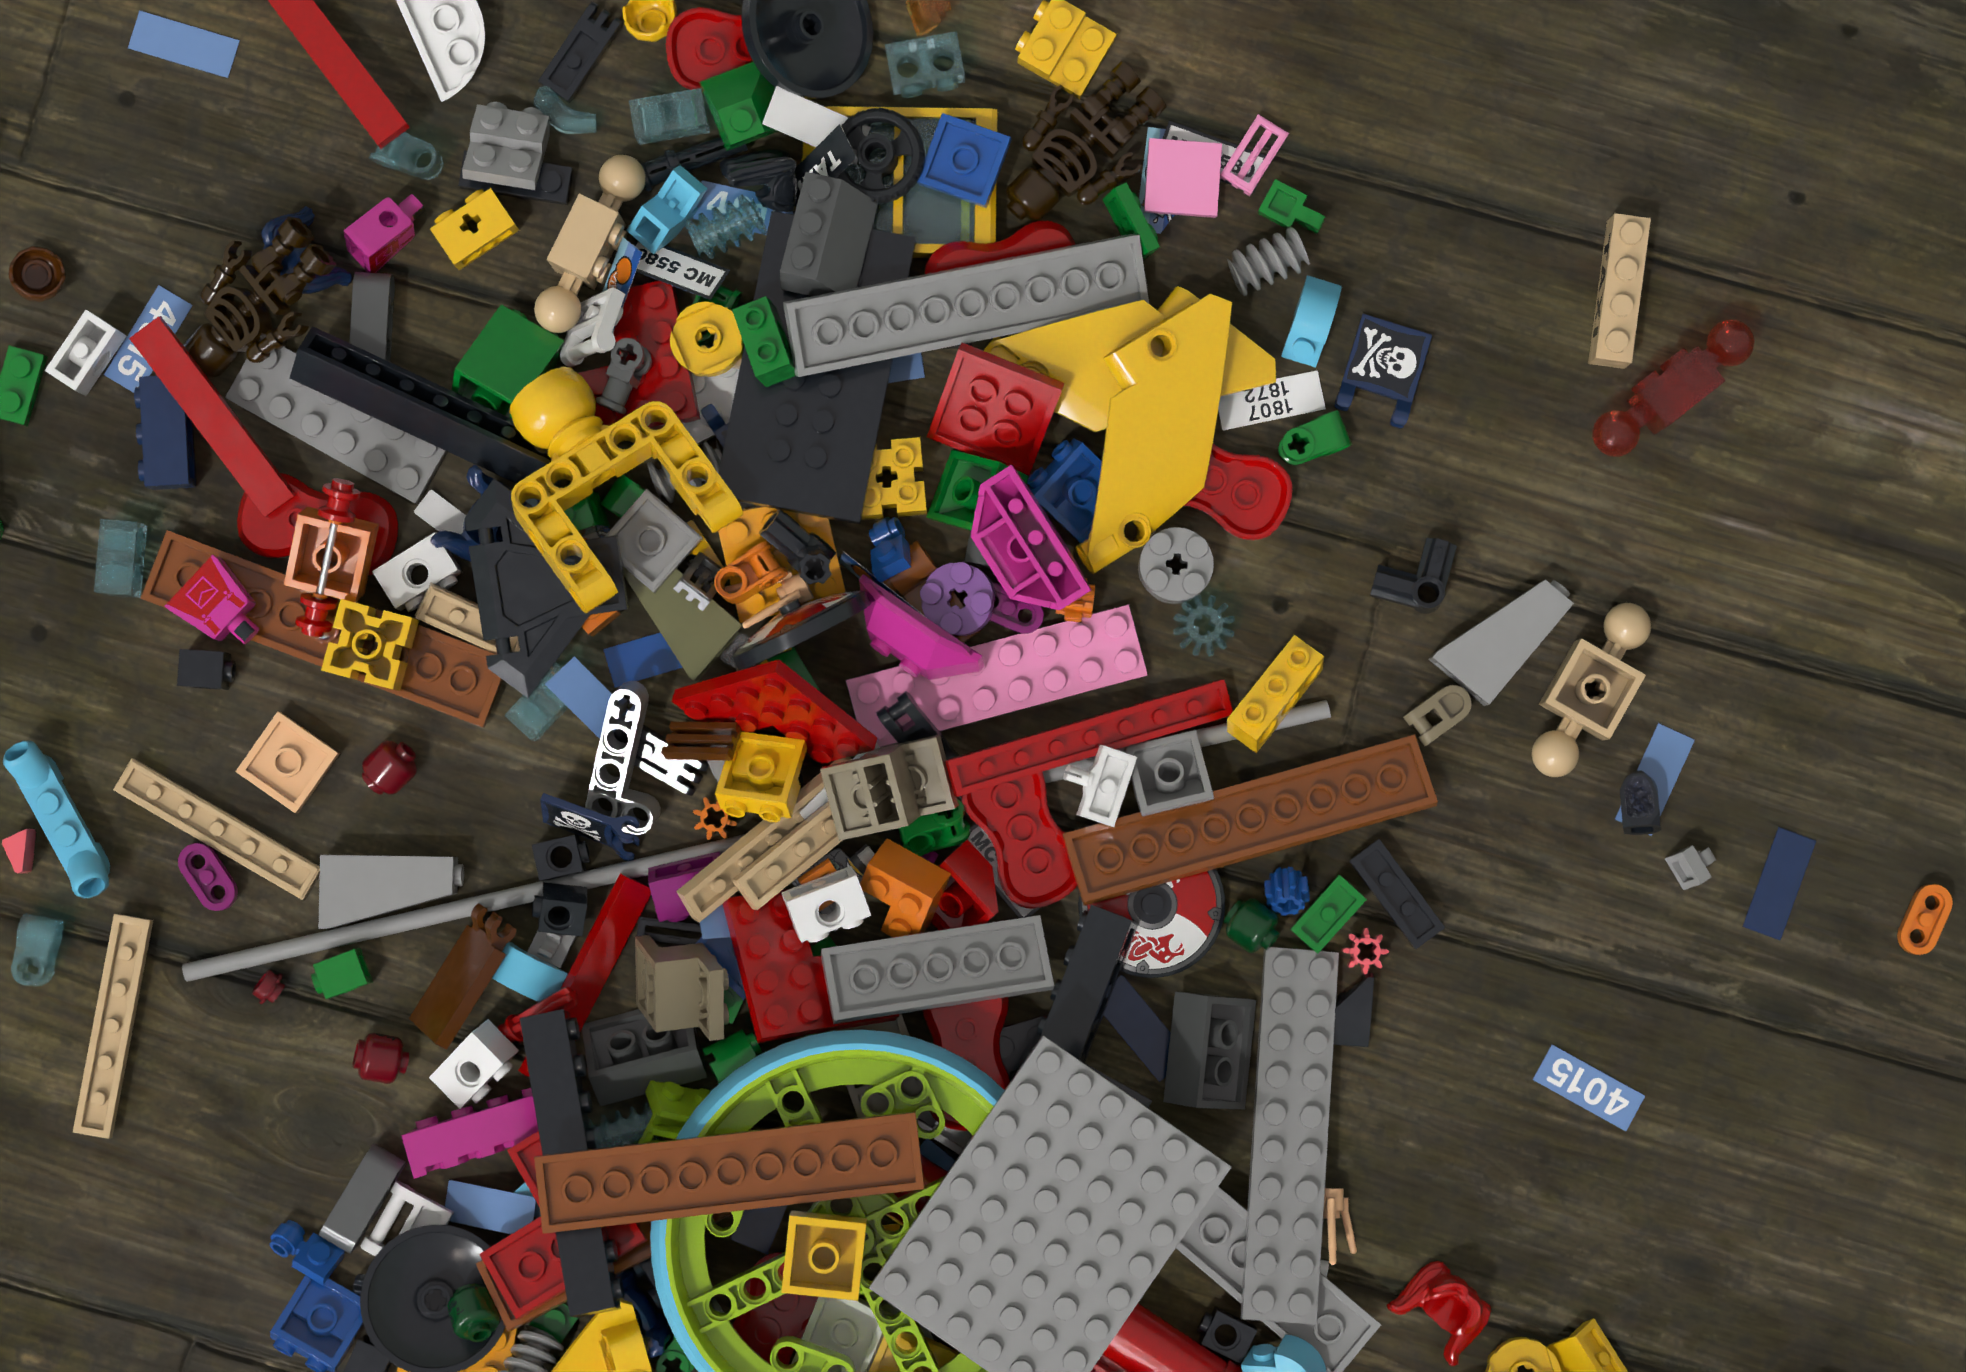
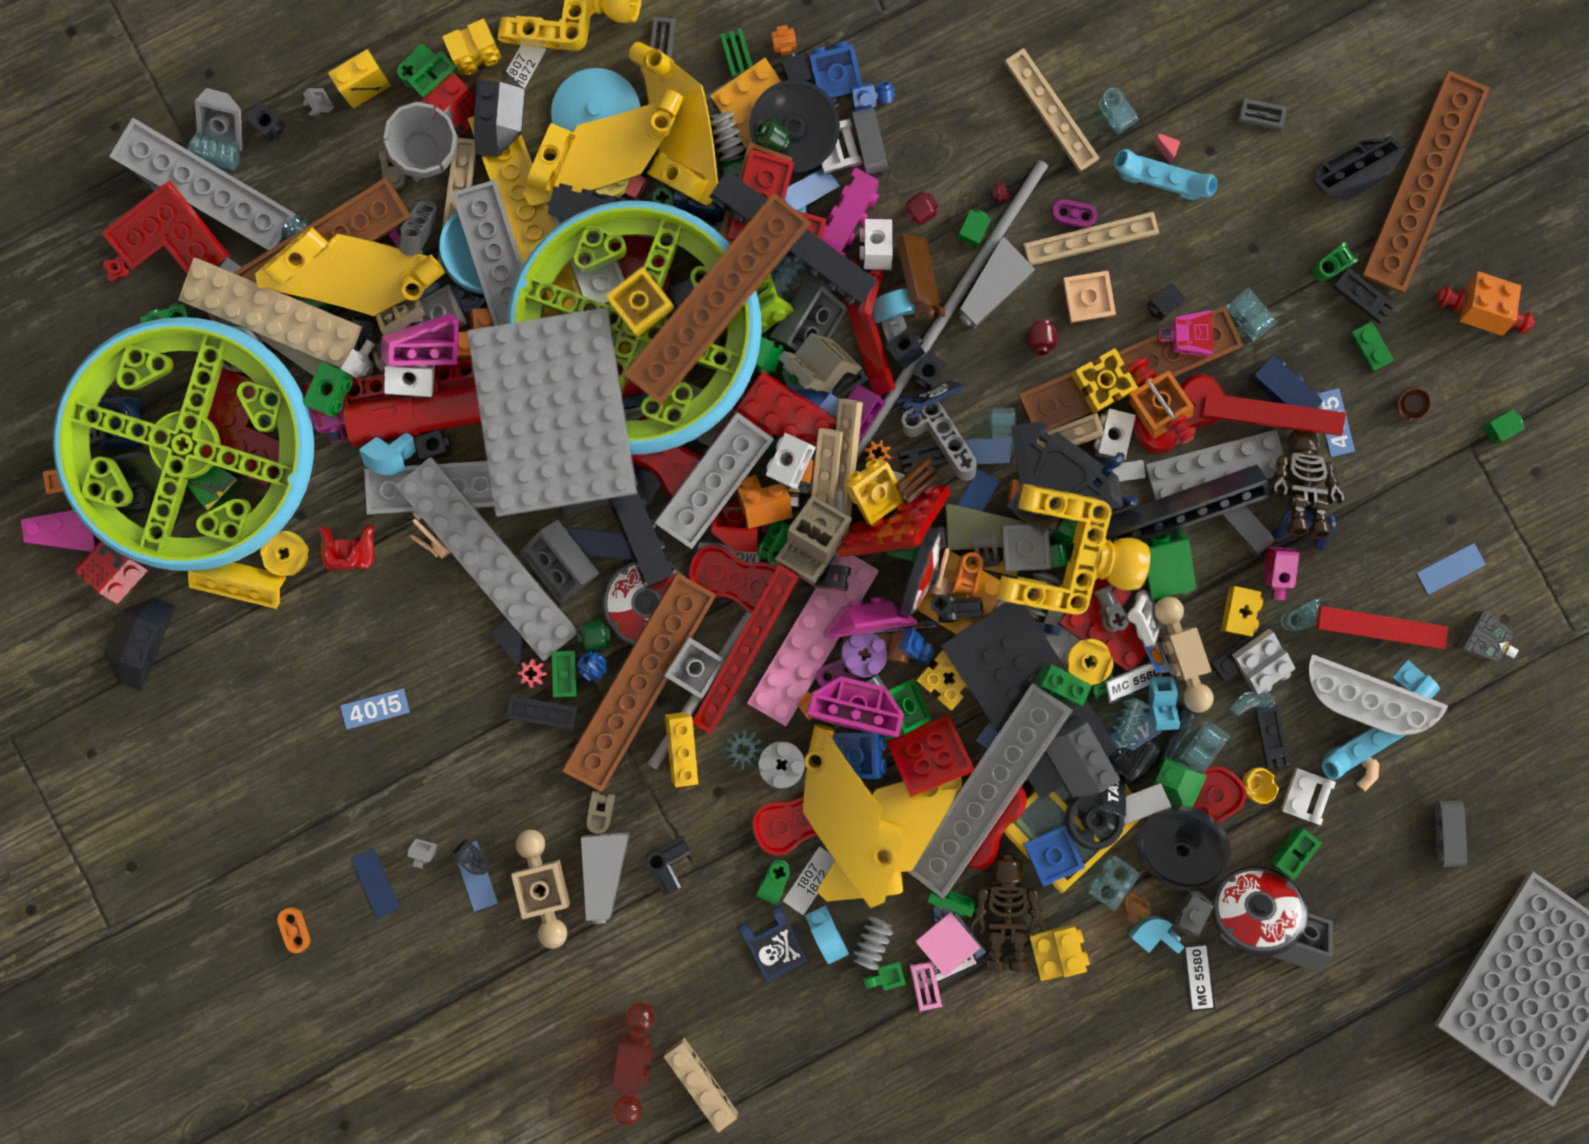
camera: 135 degrees right, 0 degrees up
(85, 353) = (1357, 388): white brick -> none
(1103, 784) = (719, 633): white plate -> none

